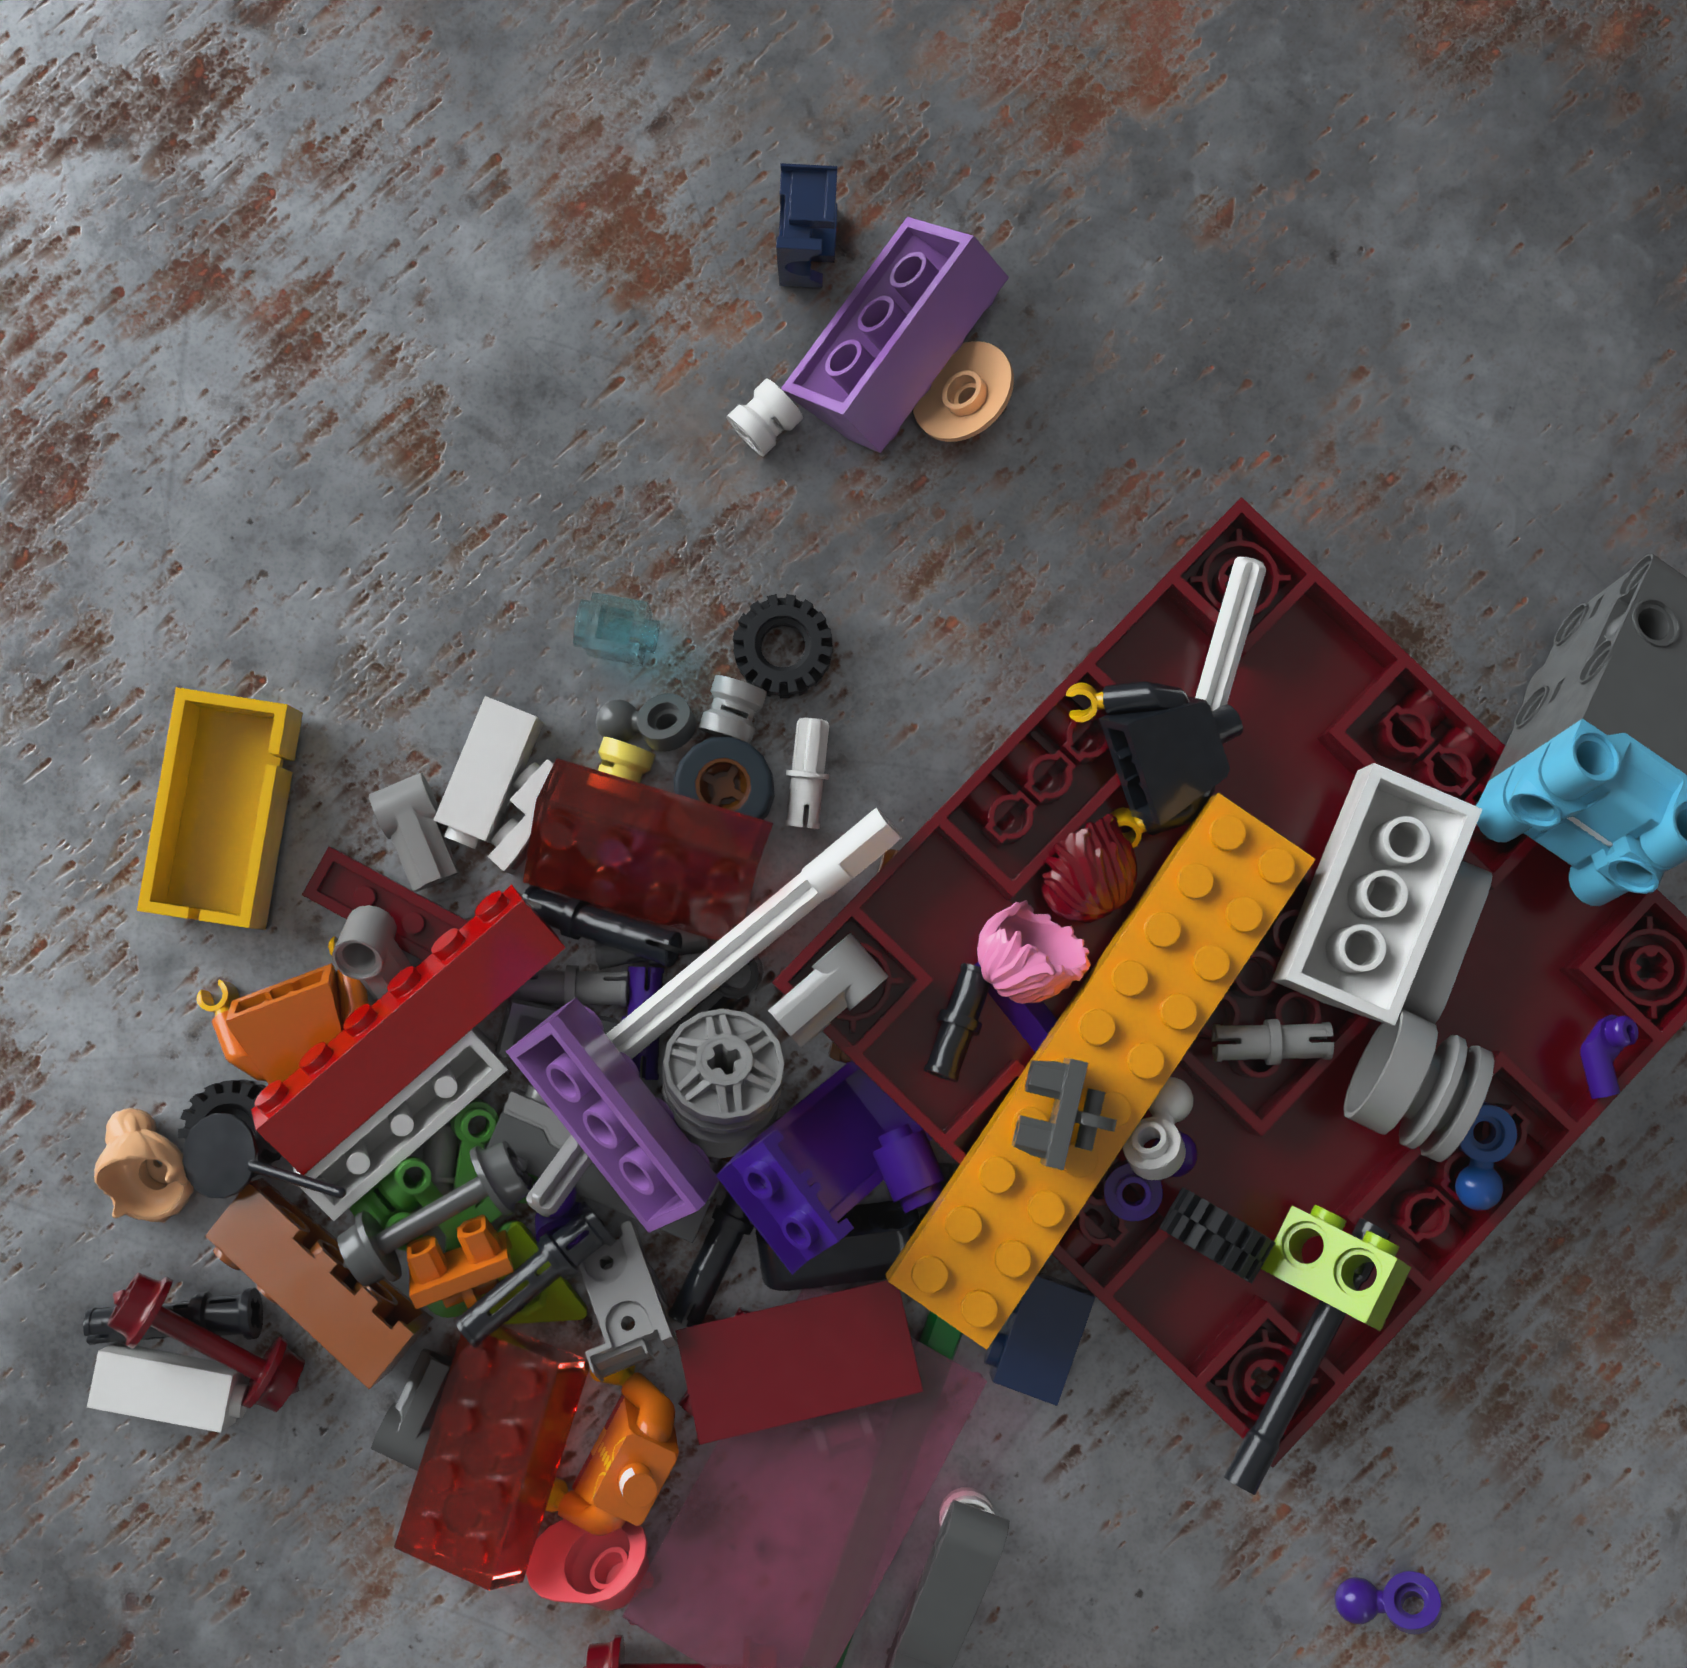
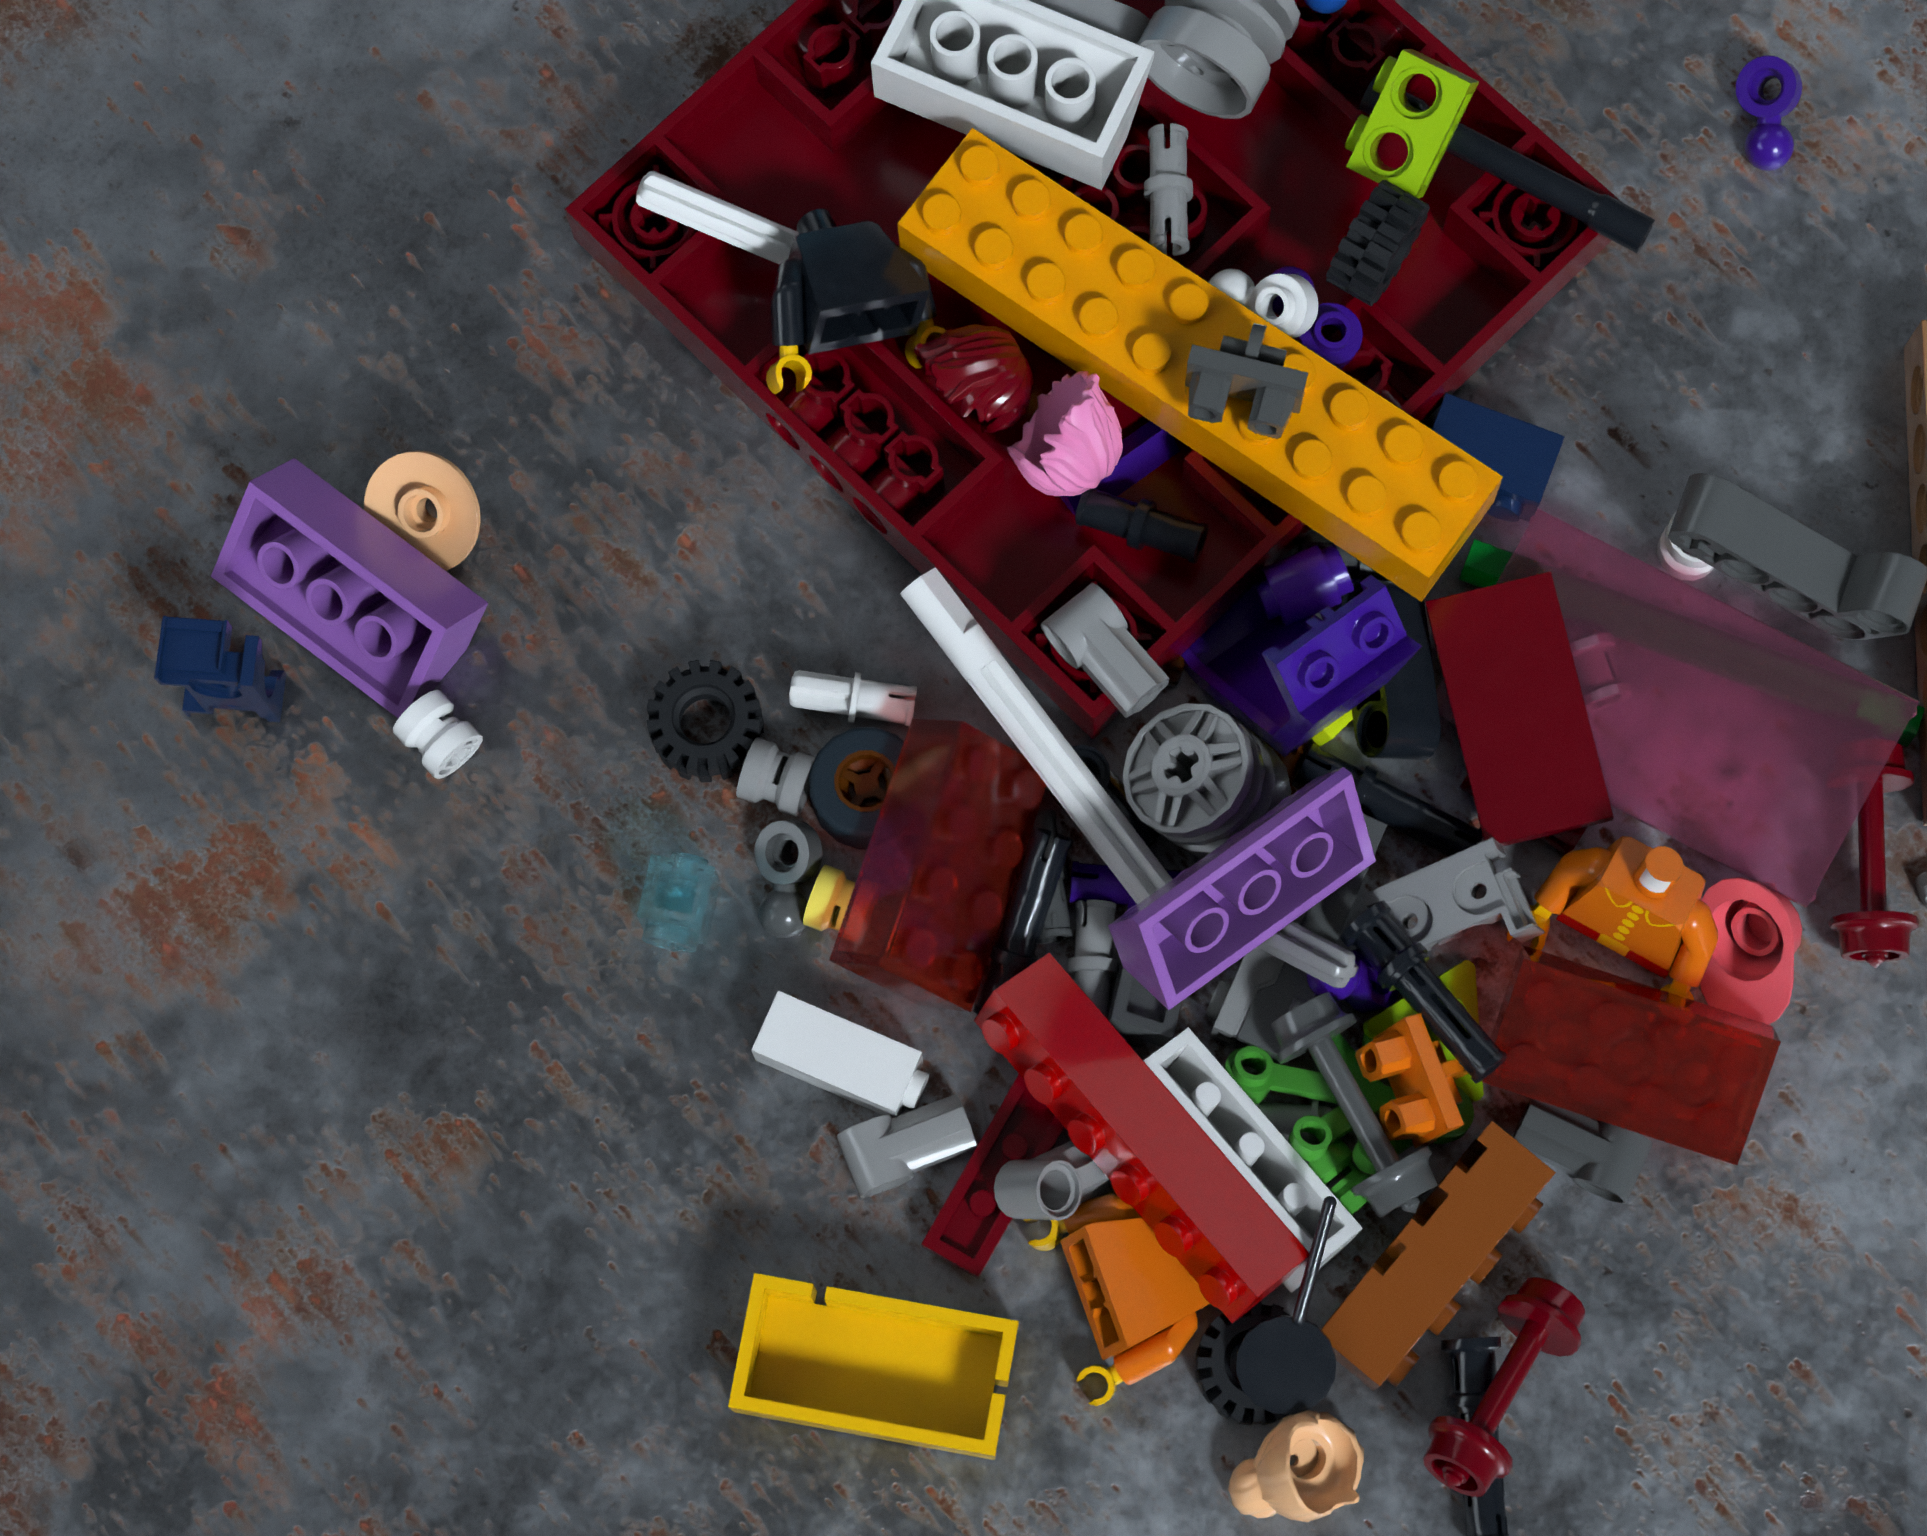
camera: 85 degrees left, 10 degrees down
(167, 1387) = (1558, 1440): white brick -> none
(514, 836) = (876, 1003): white slope -> none

